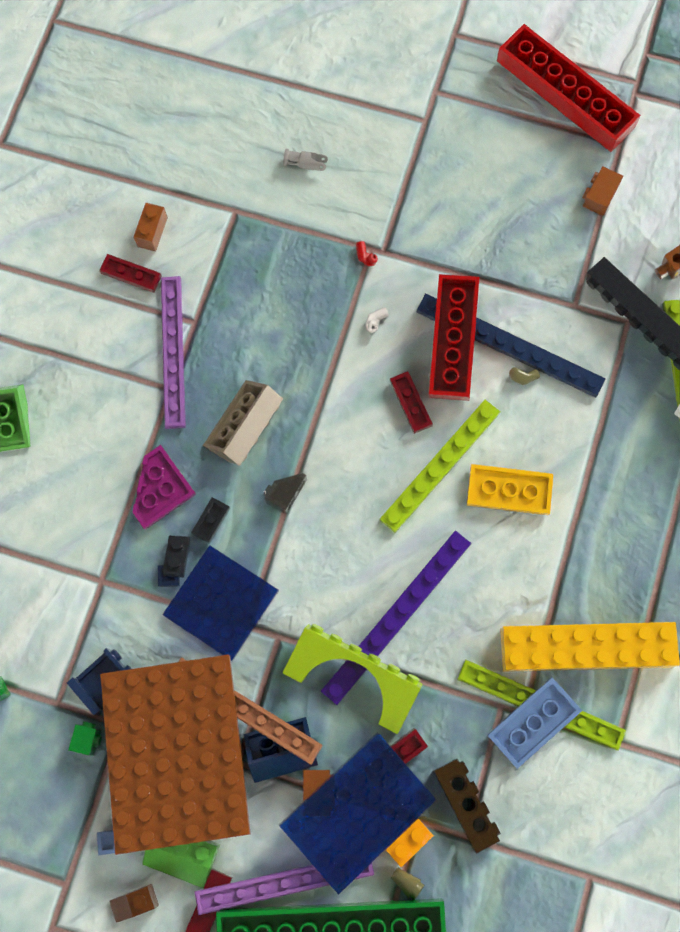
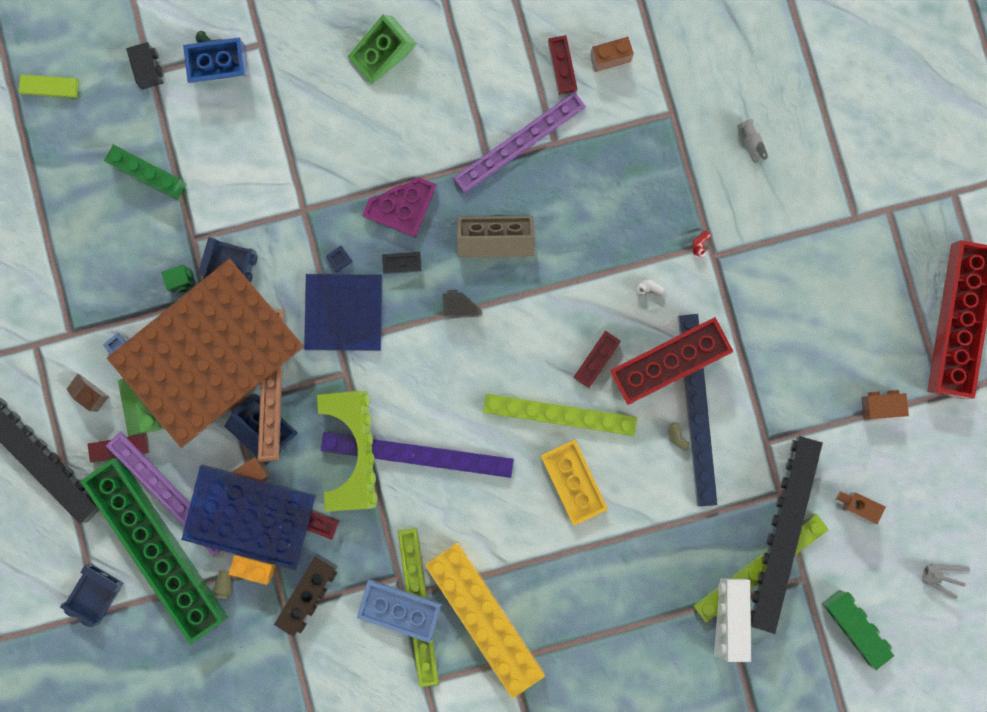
camera: 50 degrees right, 10 degrees up
(176, 556) = (356, 255): black plate -> none

